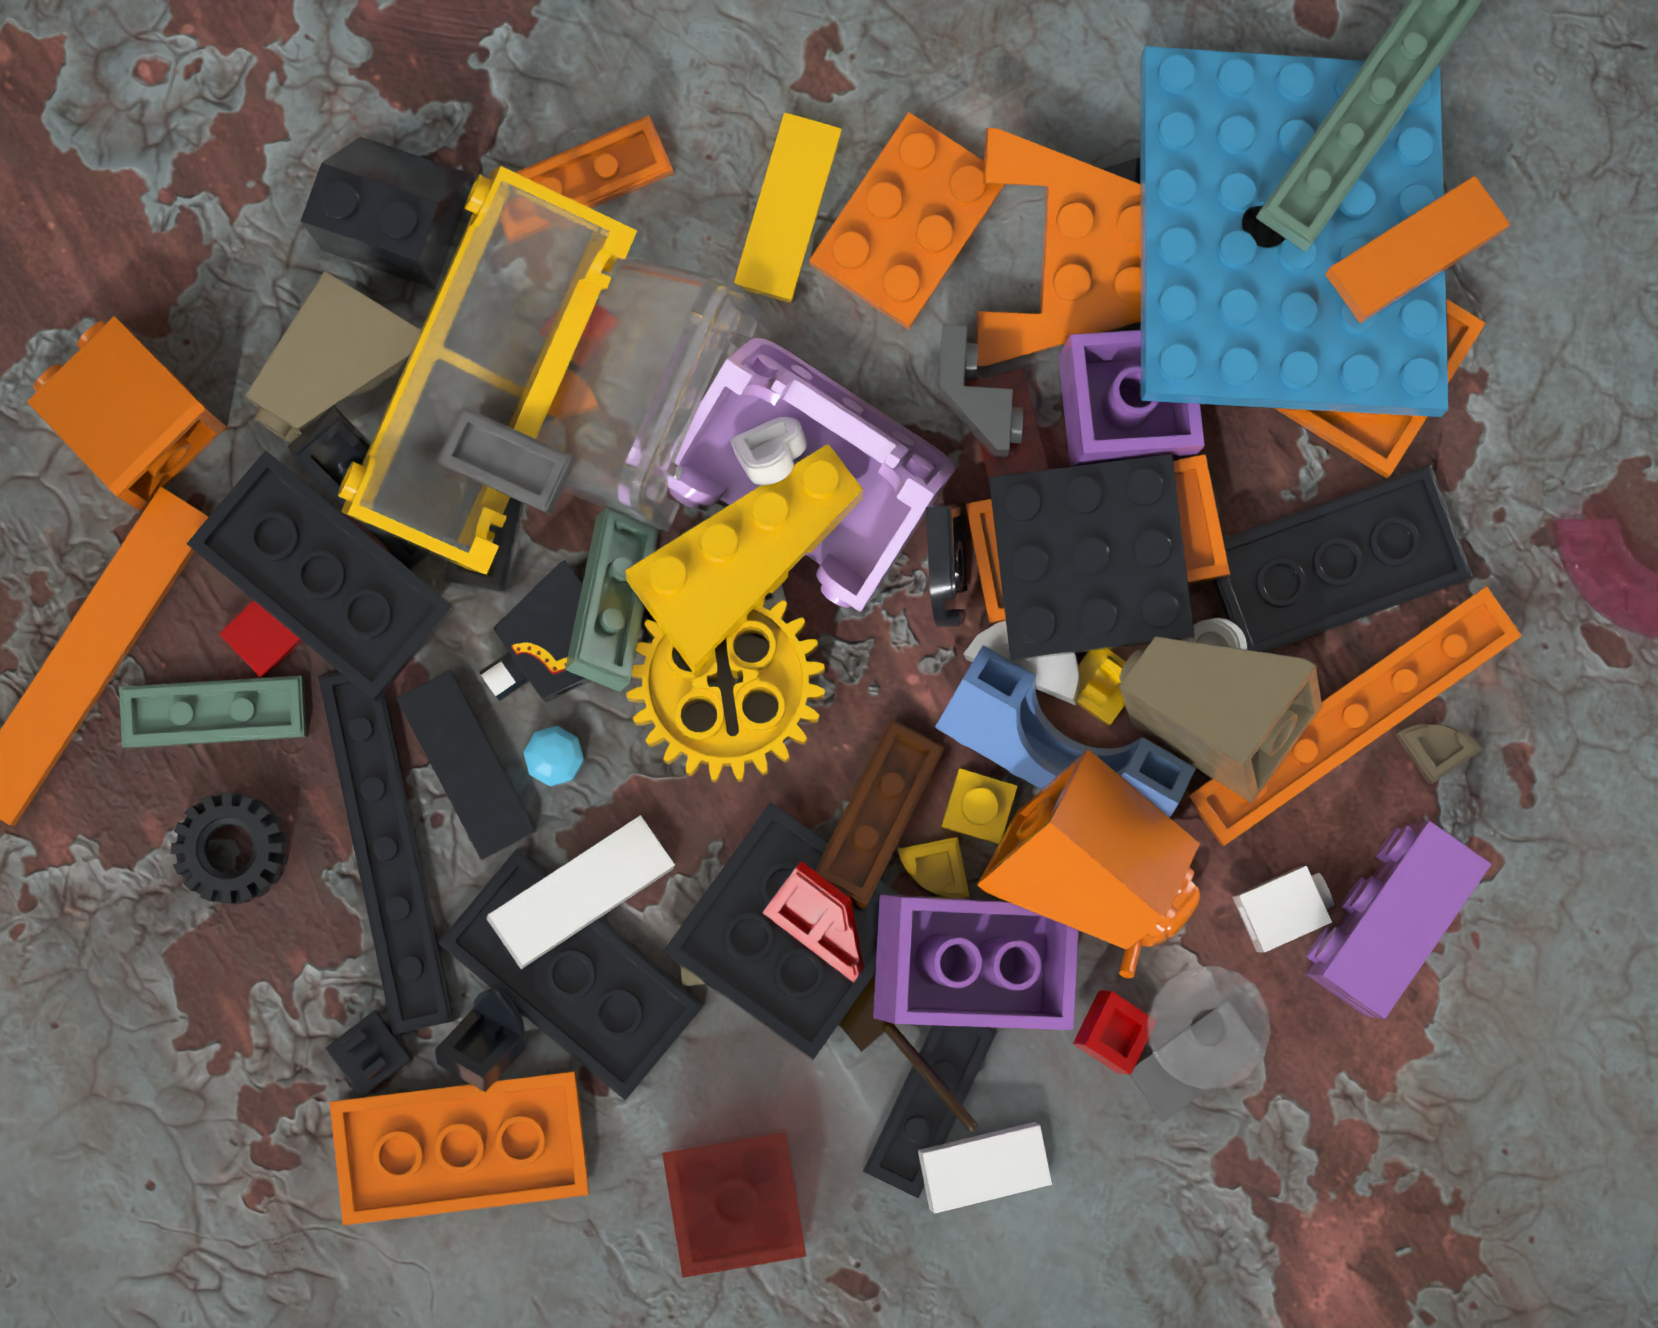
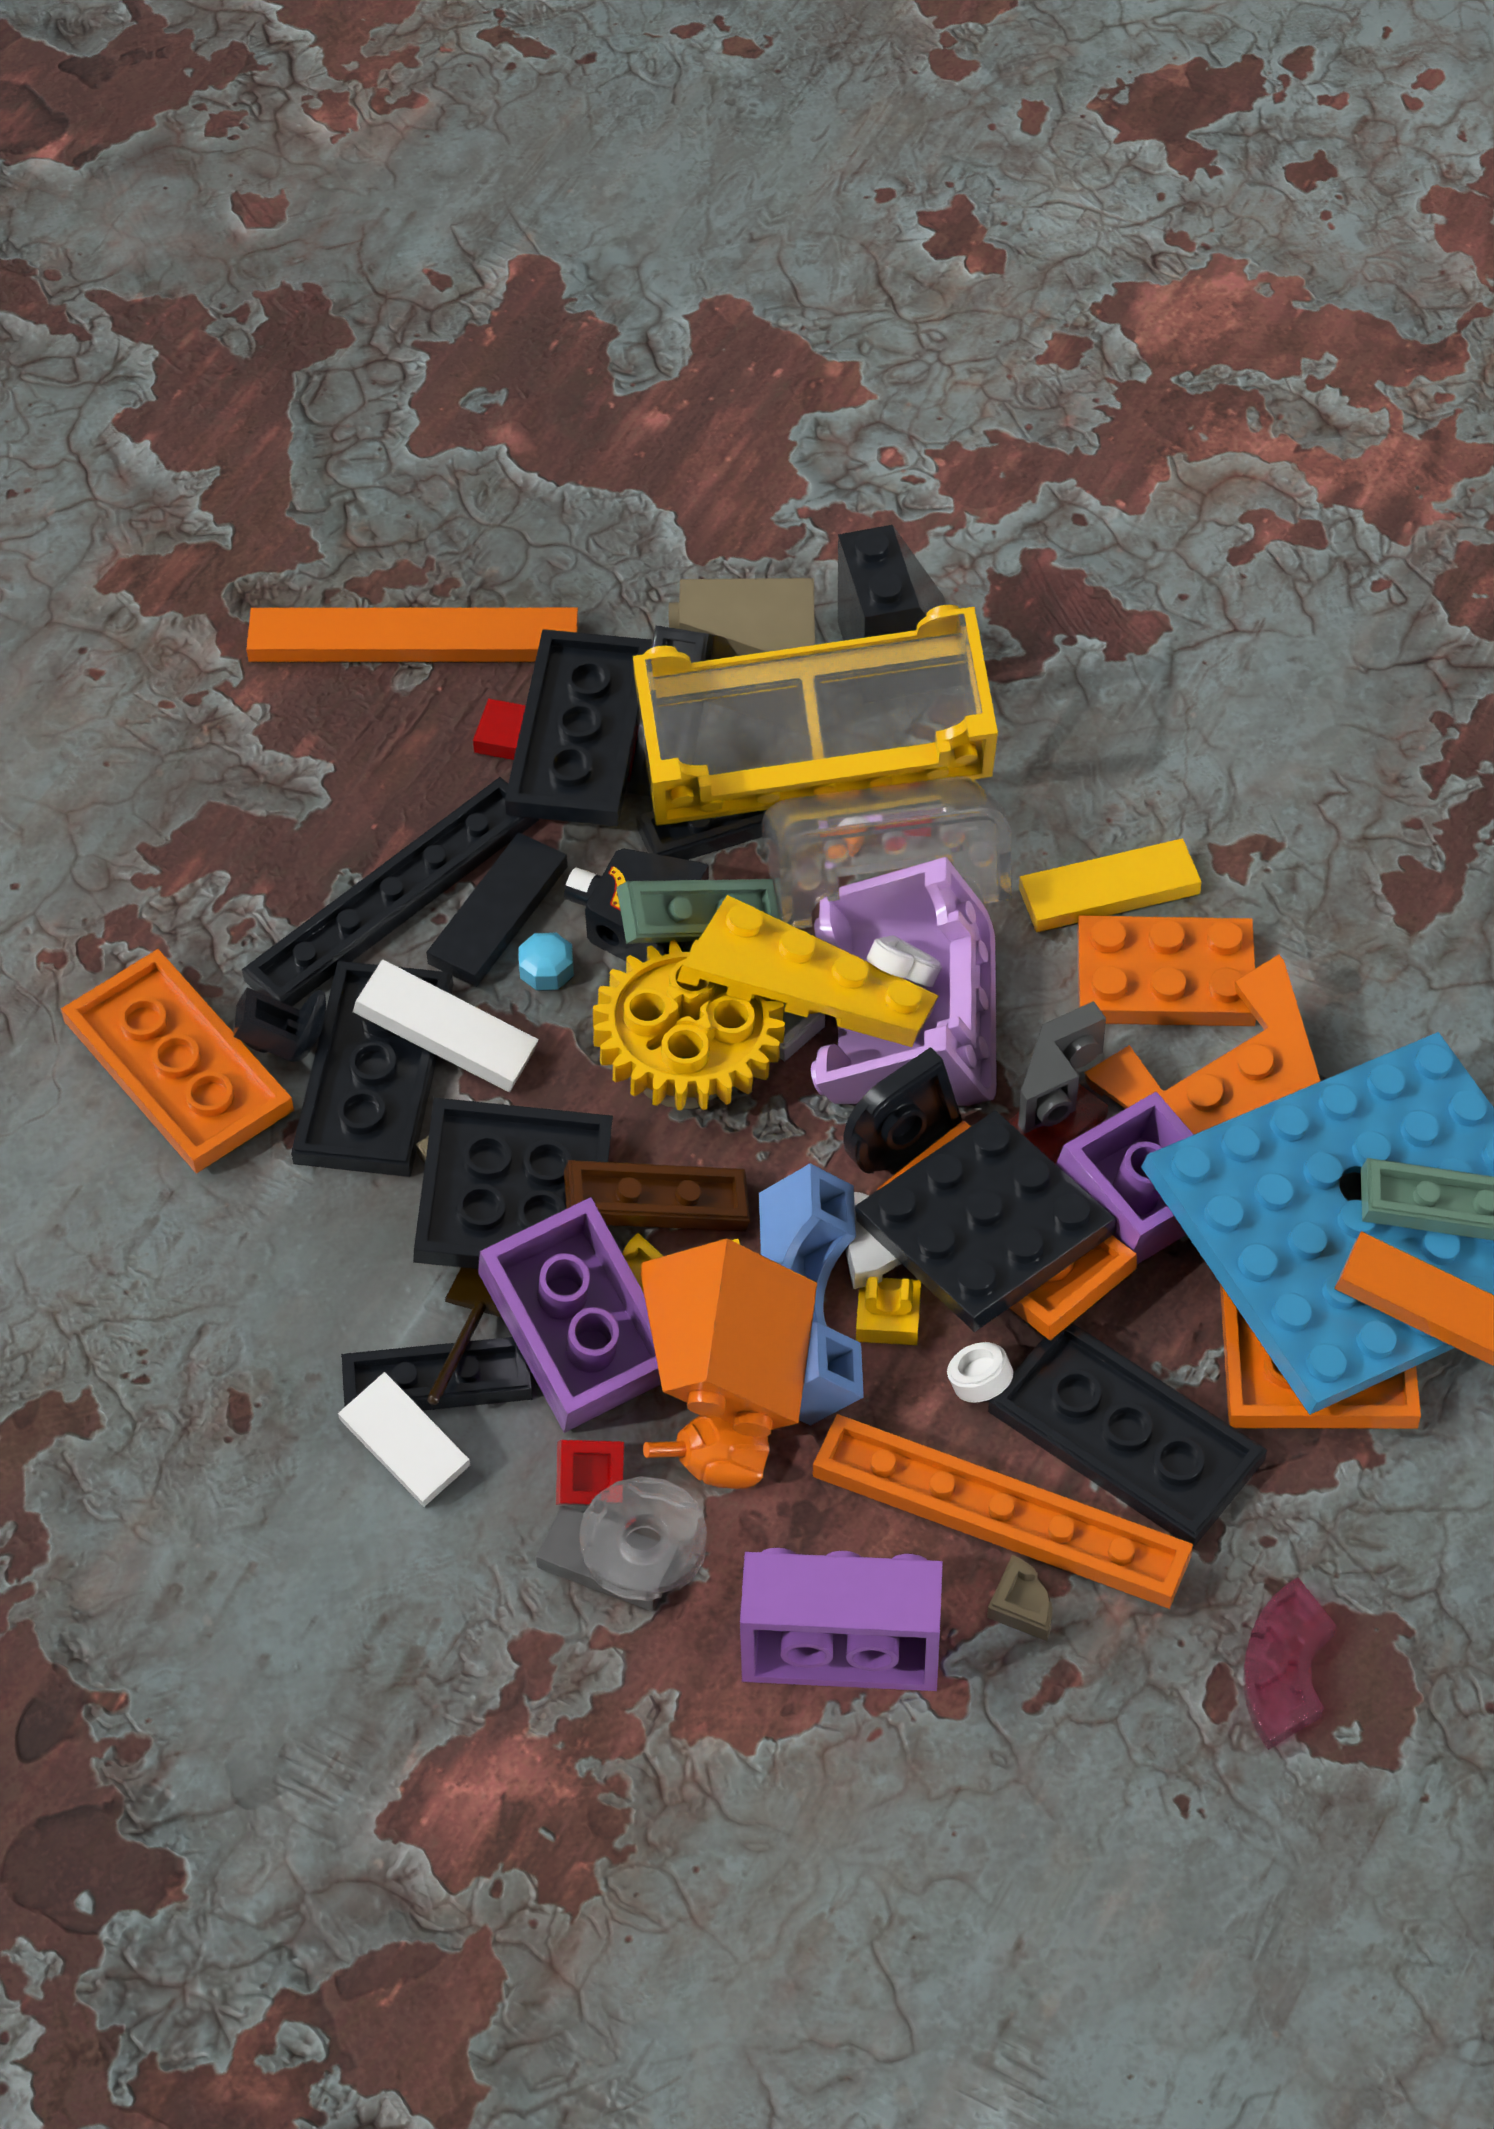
camera: 60 degrees right, 30 degrees down
(124, 413) = (615, 557): orange slope -> none
(193, 842) = (319, 765): black tyre -> none
(213, 712) = (425, 732): sand green tile -> none
(369, 1053) = (217, 963): black tile -> none
(506, 460) = (755, 767): flat silver tile -> none
(605, 165) = (1045, 754): orange tile -> none
(734, 1202) = (253, 1259): clear red brick -> none
(819, 919) = (536, 1181): tile -> none
(1221, 707) = (931, 1375): dark tan slope -> none
(1284, 908) = (788, 1524): white brick -> none

